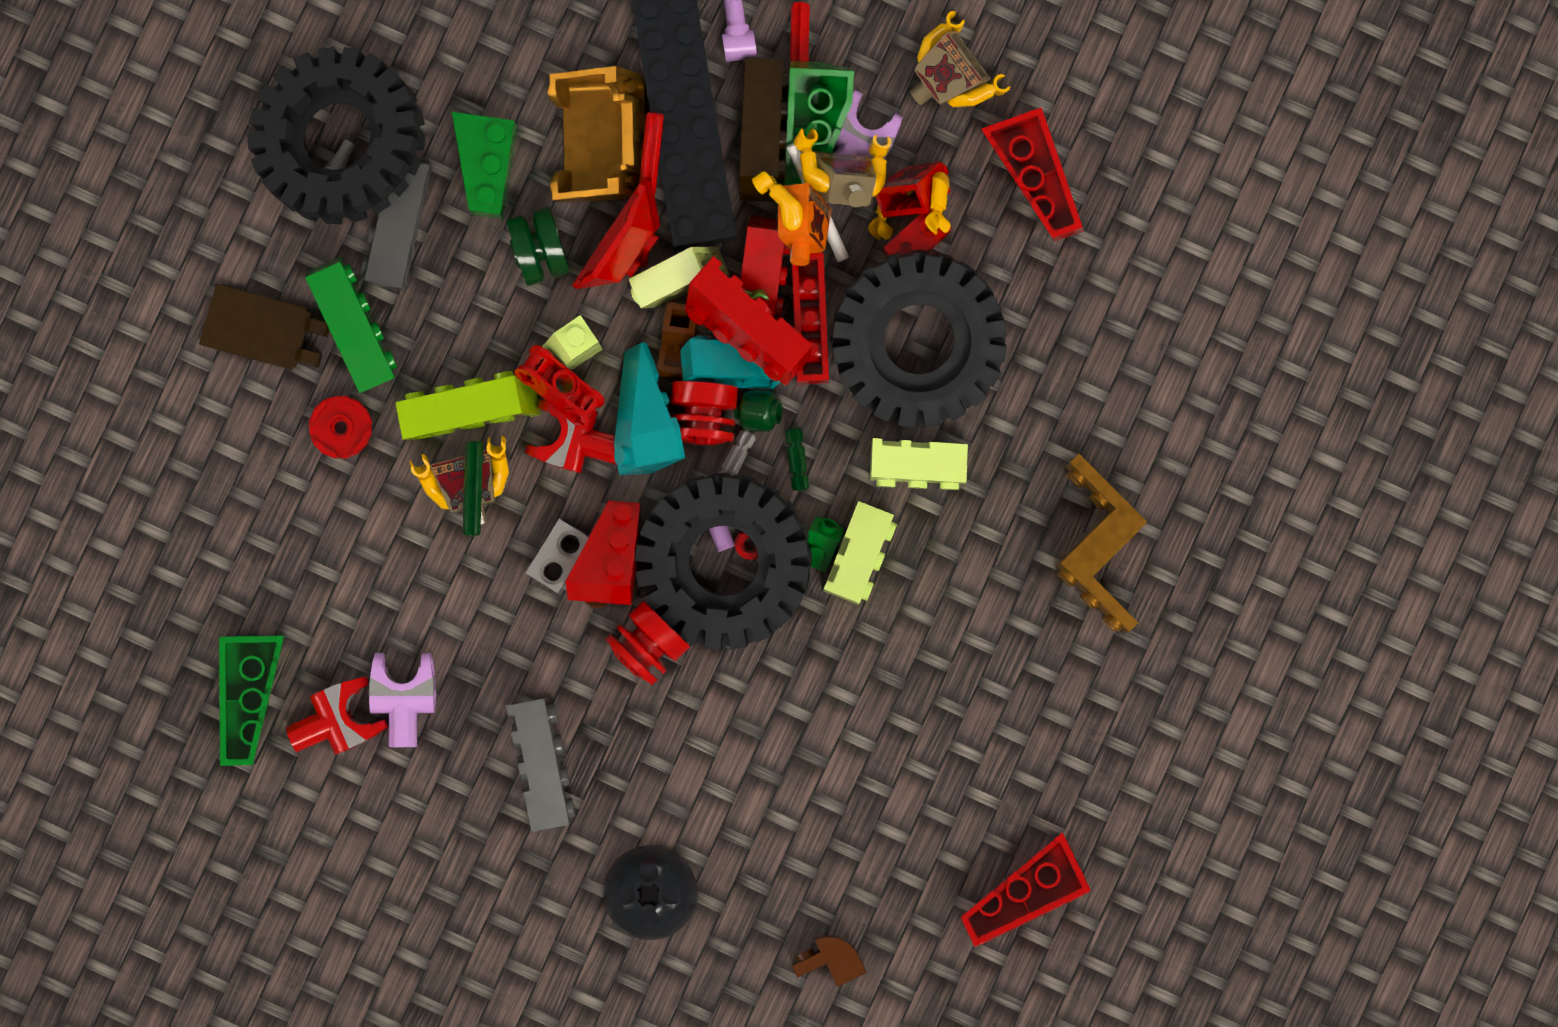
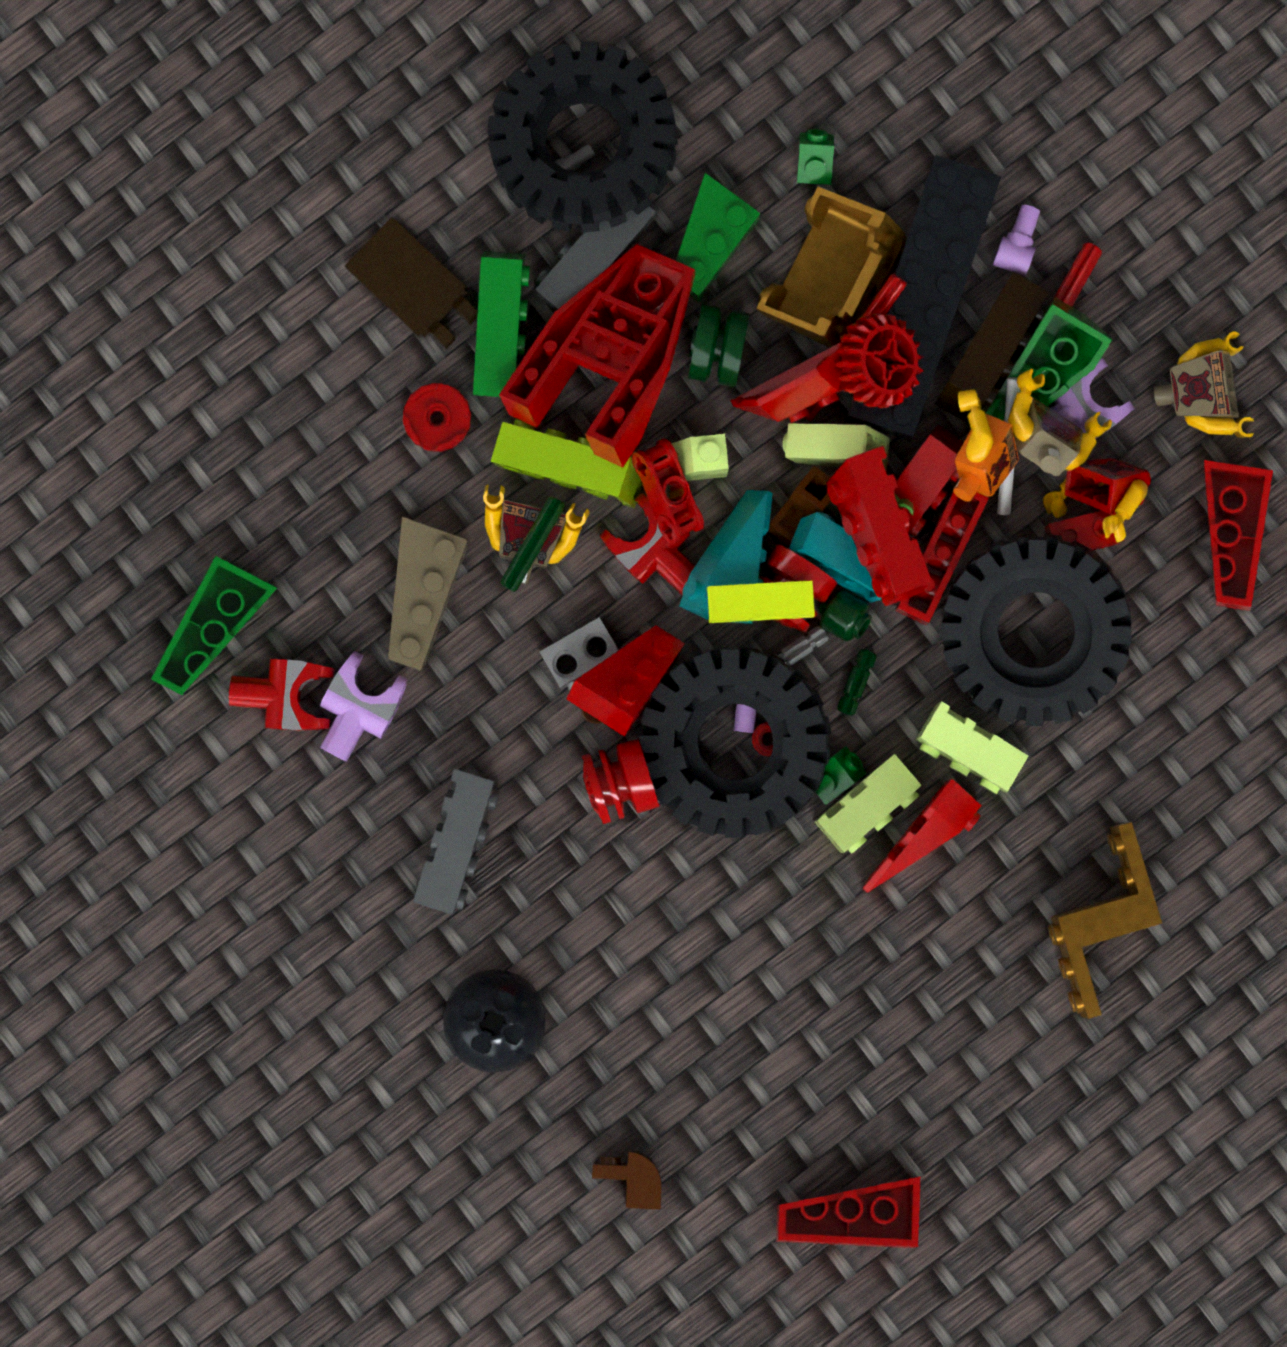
camera: 25 degrees right, 0 degrees up
(403, 570) = (423, 585): none -> dark tan wedge
(449, 276) = (619, 328): none -> red wedge
(535, 51) = (815, 157): none -> green bracket
(677, 179) = (879, 369): none -> red gear
(682, 436) = (760, 601): none -> neon yellow tile
(924, 536) = (939, 821): none -> red wedge

